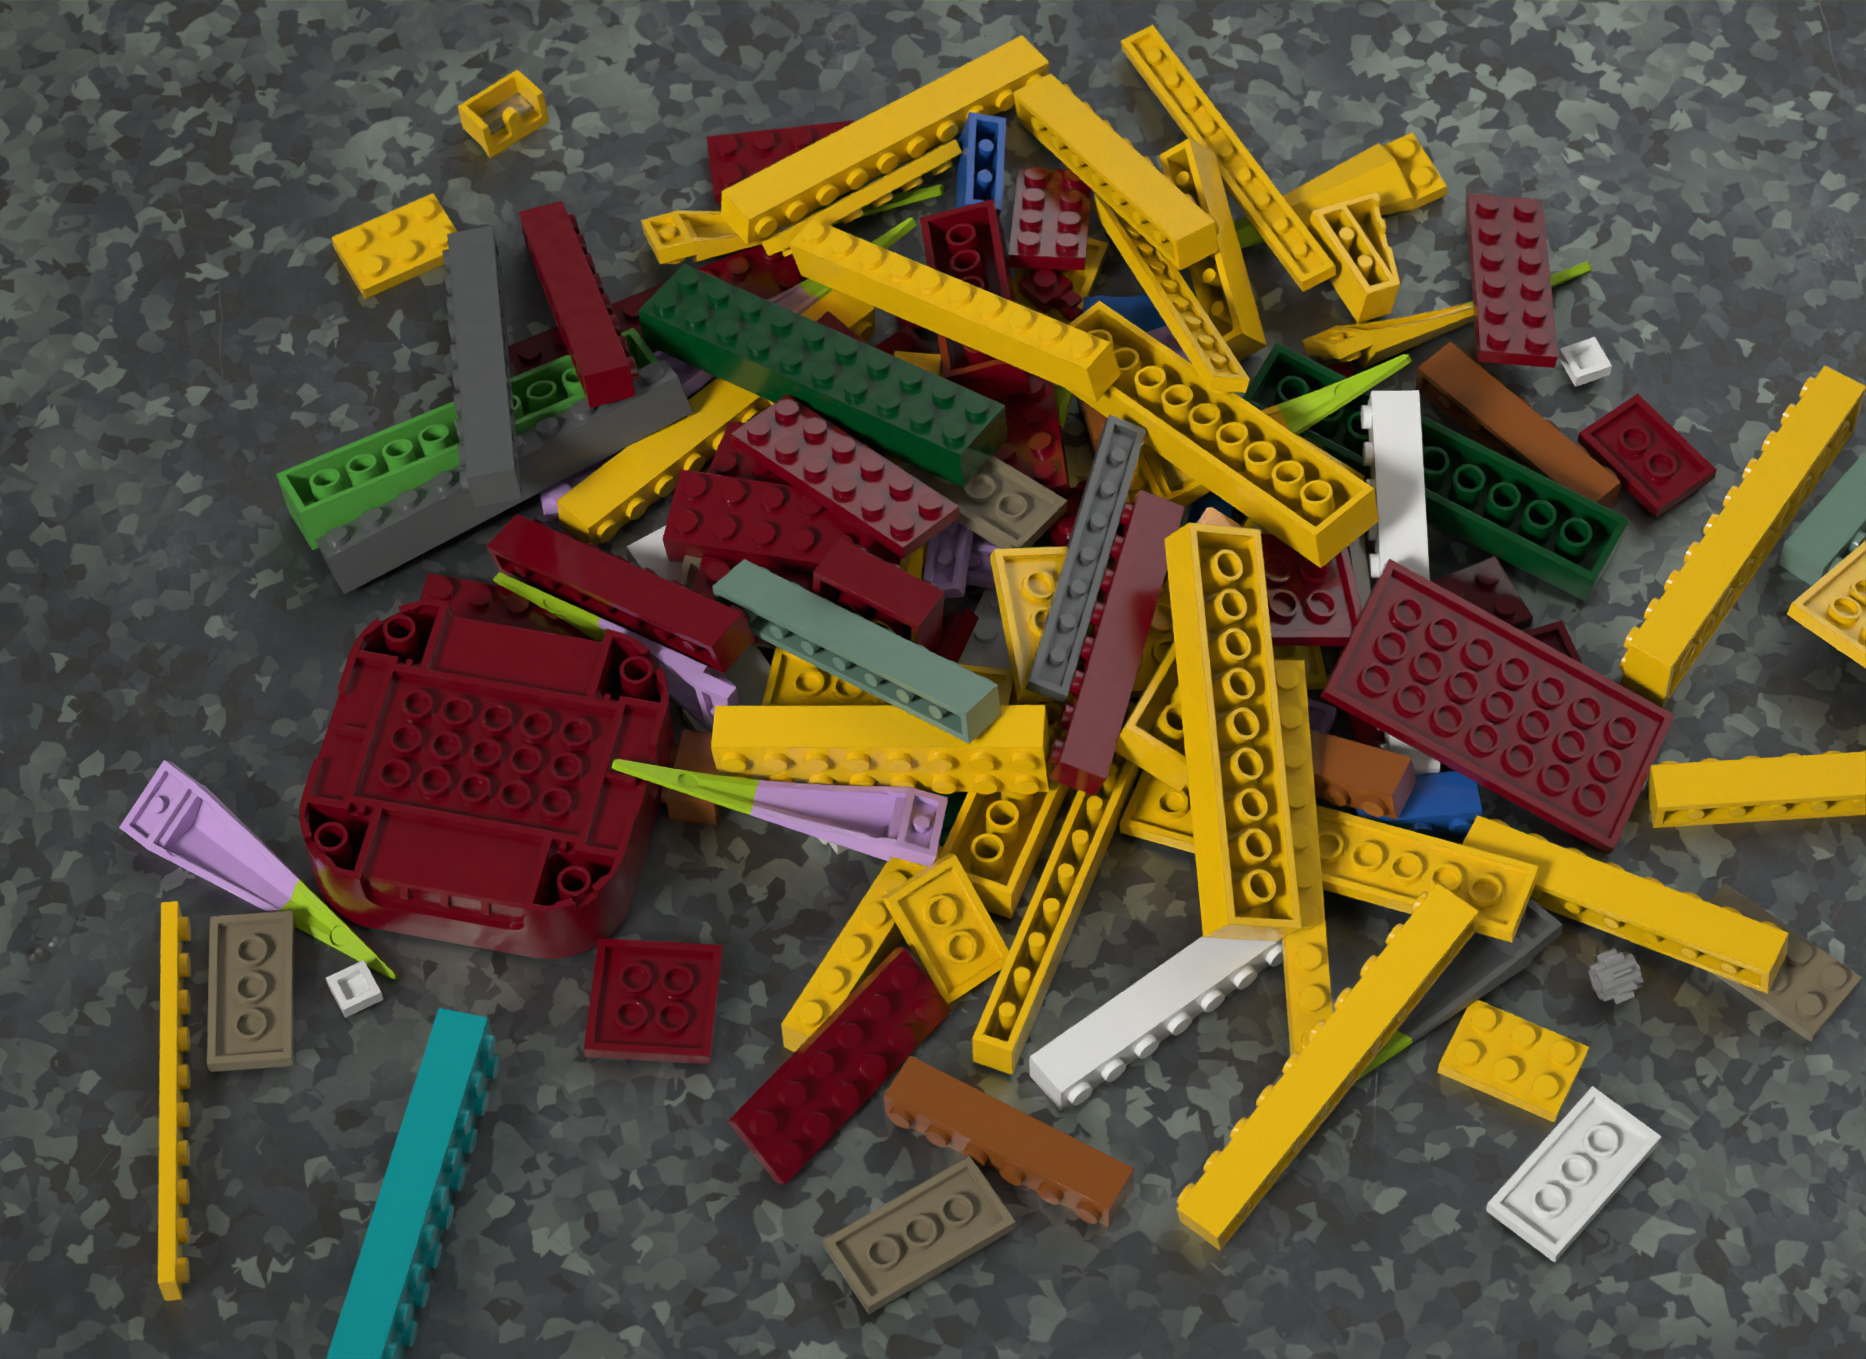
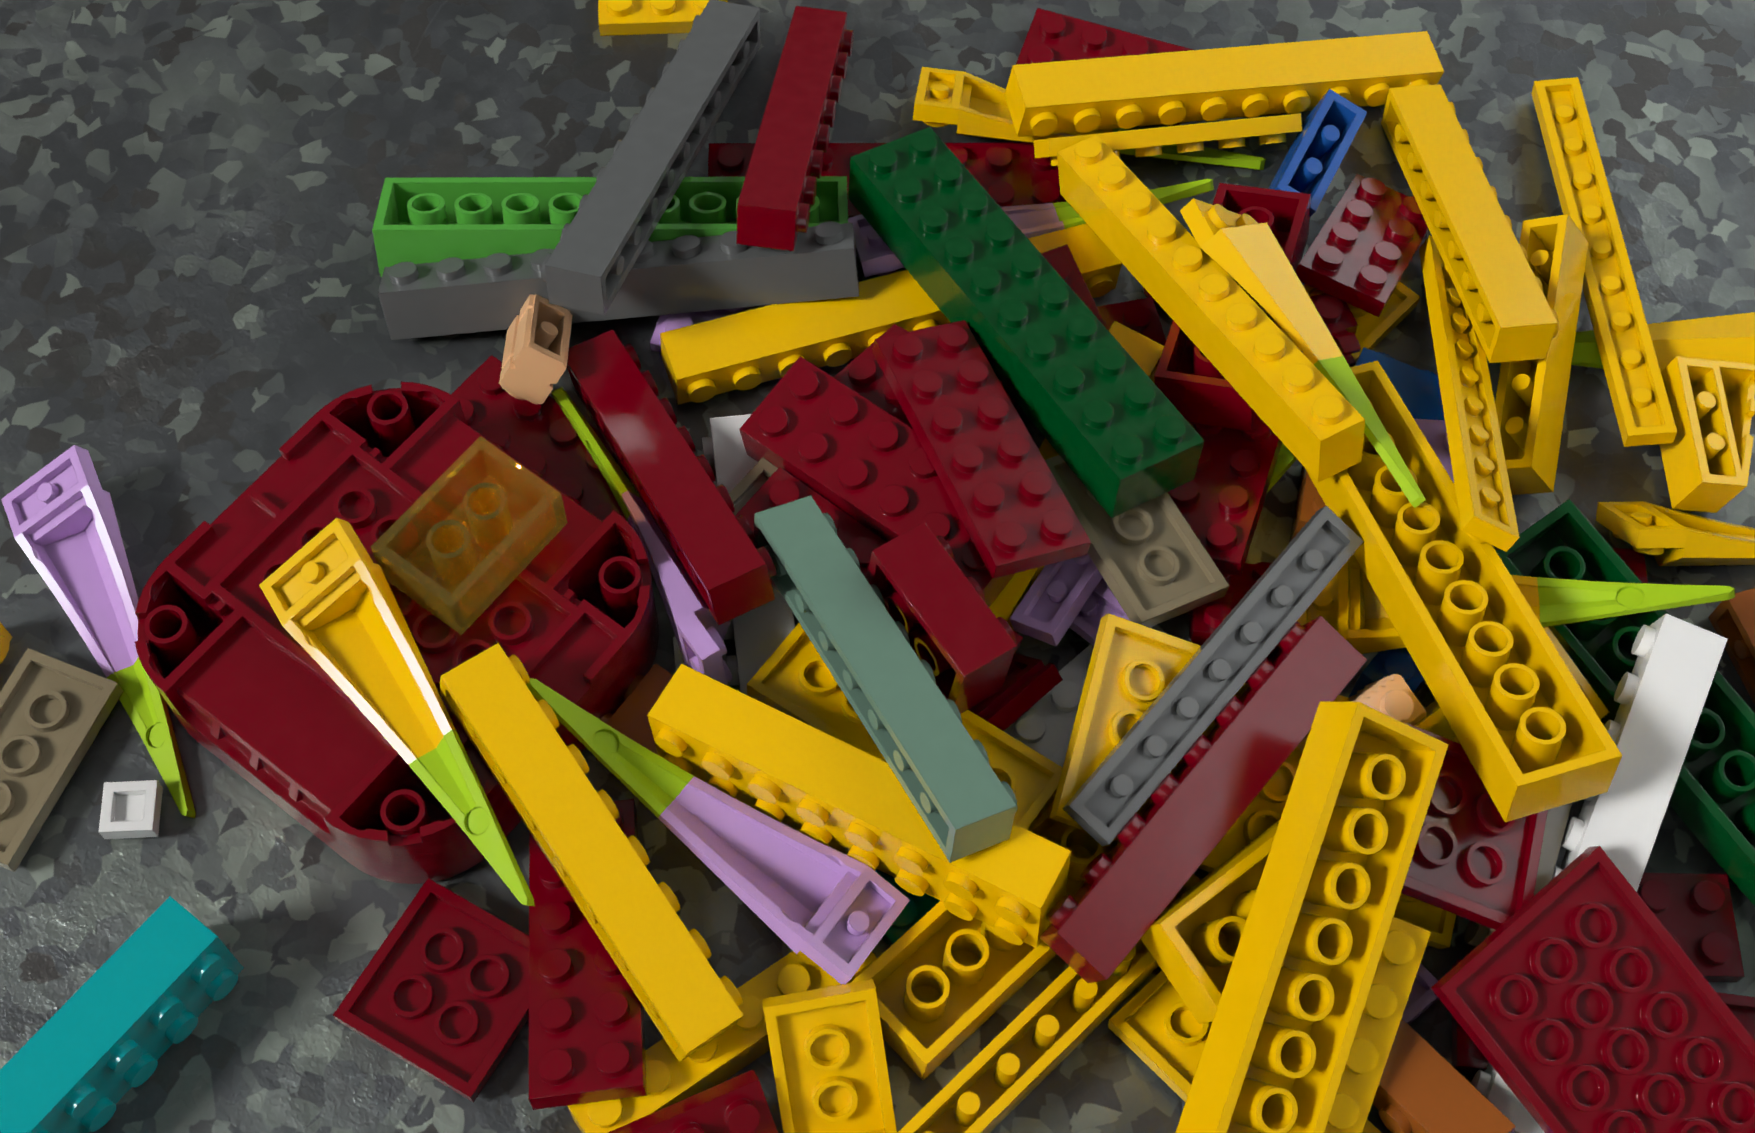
camera: 20 degrees right, 5 degrees up
(469, 551) = (536, 350): none -> light nougat brick
(475, 776) = (354, 629): none -> yellow plate
(522, 681) = (470, 534): none -> clear yellow brick
(717, 849) = (590, 851): none -> yellow brick
(739, 930) = (581, 1008): none -> dark red plate
(986, 267) = (1261, 267): none -> yellow plate

